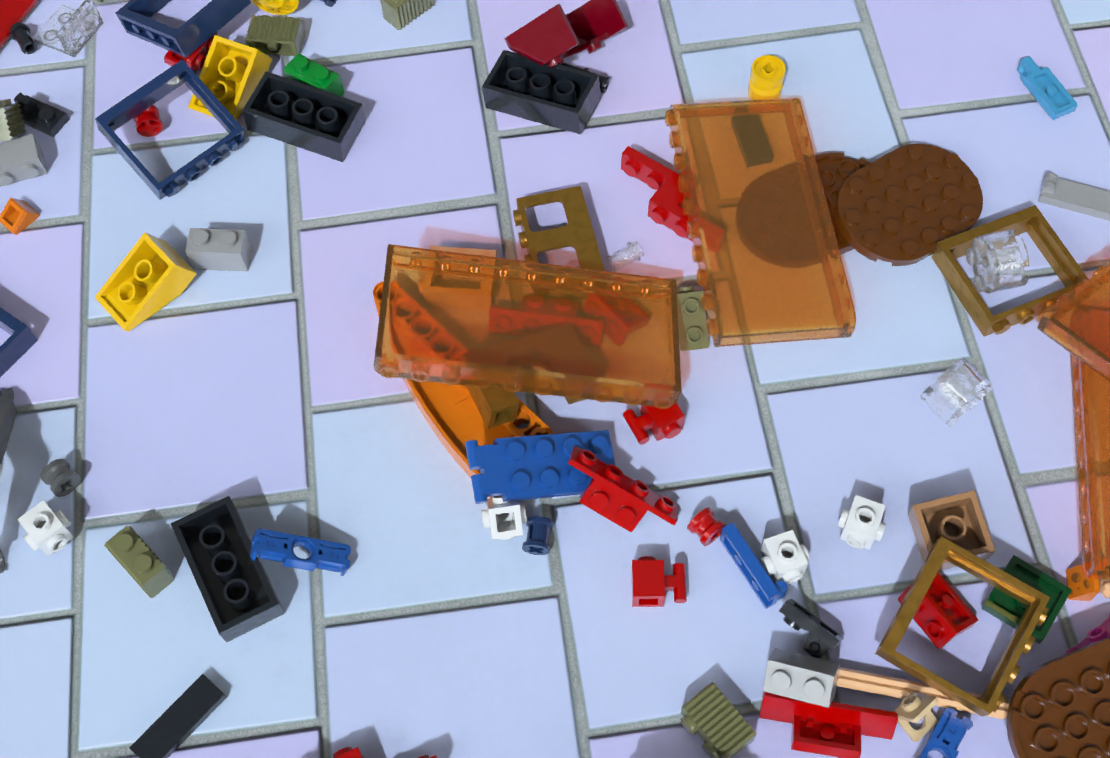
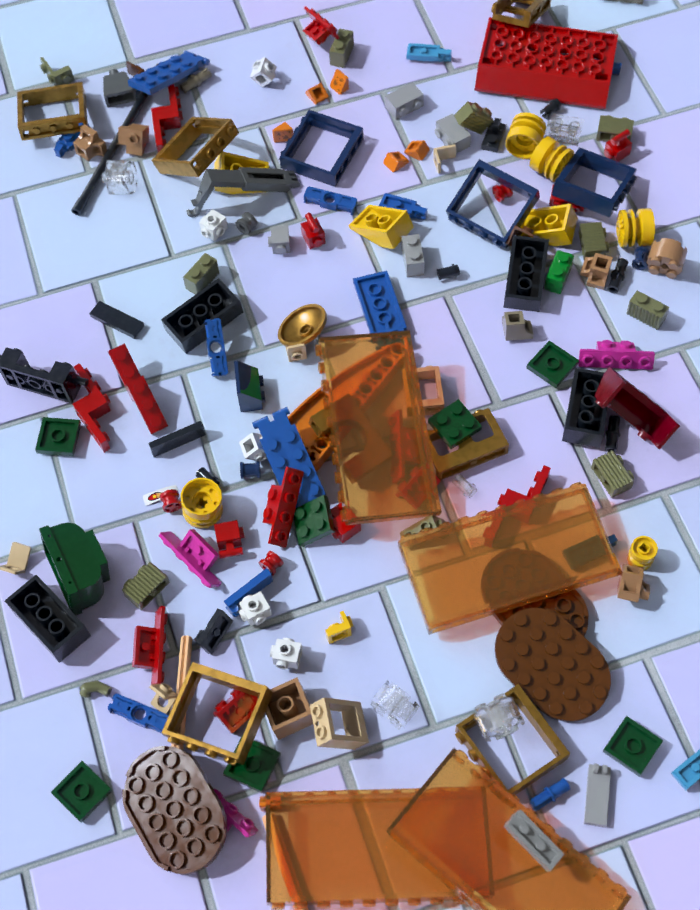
camera: 80 degrees right, 0 degrees up
(26, 248) = (395, 161): none -> orange slope
(44, 183) = (443, 153): none -> tan bracket
(65, 68) = (525, 135): none -> yellow wheel
(74, 332) = (319, 197): none -> blue piece
(115, 430) = (279, 239): none -> light grey brick
(117, 249) = (411, 206): none -> blue hinge
(121, 379) = (312, 232): none -> red brick
(126, 44) = (550, 158): none -> yellow wheel
(235, 98) = (518, 231): none -> reddish brown bracket
(262, 220) = (448, 272): none -> black pin
(286, 412) = (302, 325): none -> pearl gold dish
(302, 309) = (379, 303): none -> blue hinge
(326, 39) = (596, 270): none -> medium nougat brick
(340, 22) = (614, 284): none -> black pin
(342, 692) = (137, 388): none -> red bracket
(344, 434) = (296, 352): none -> tan bracket
(386, 147) = (516, 327): none -> dark tan brick
(390, 515) = (249, 387): none -> dark blue slope
(454, 642) = (177, 439): none -> black tile
(458, 120) = (552, 364): none -> dark green plate
(465, 49) = (616, 355): none -> dark pink bracket
(536, 238) = (454, 424): none -> dark green plate
(538, 603) = (203, 473): none -> black pin
(548, 686) = (155, 495): none -> white sticker
(569, 665) = (170, 500): none -> red wheel
(595, 594) = (201, 493): none -> yellow wheel
(644, 88) = (612, 473): none -> olive brick
(650, 452) = (313, 520): none -> dark green plate
(672, 637) = (195, 554): none -> dark pink bracket
(801, 677) = (175, 625): brick -> none
(814, 97) = (631, 584): none -> medium nougat brick
(829, 447) = (339, 631): none -> yellow bracket
(981, 459) = (353, 722): none -> tan window
(1019, 147) = (632, 746): none -> dark green plate
(1079, 244) = (549, 794): none -> blue axle

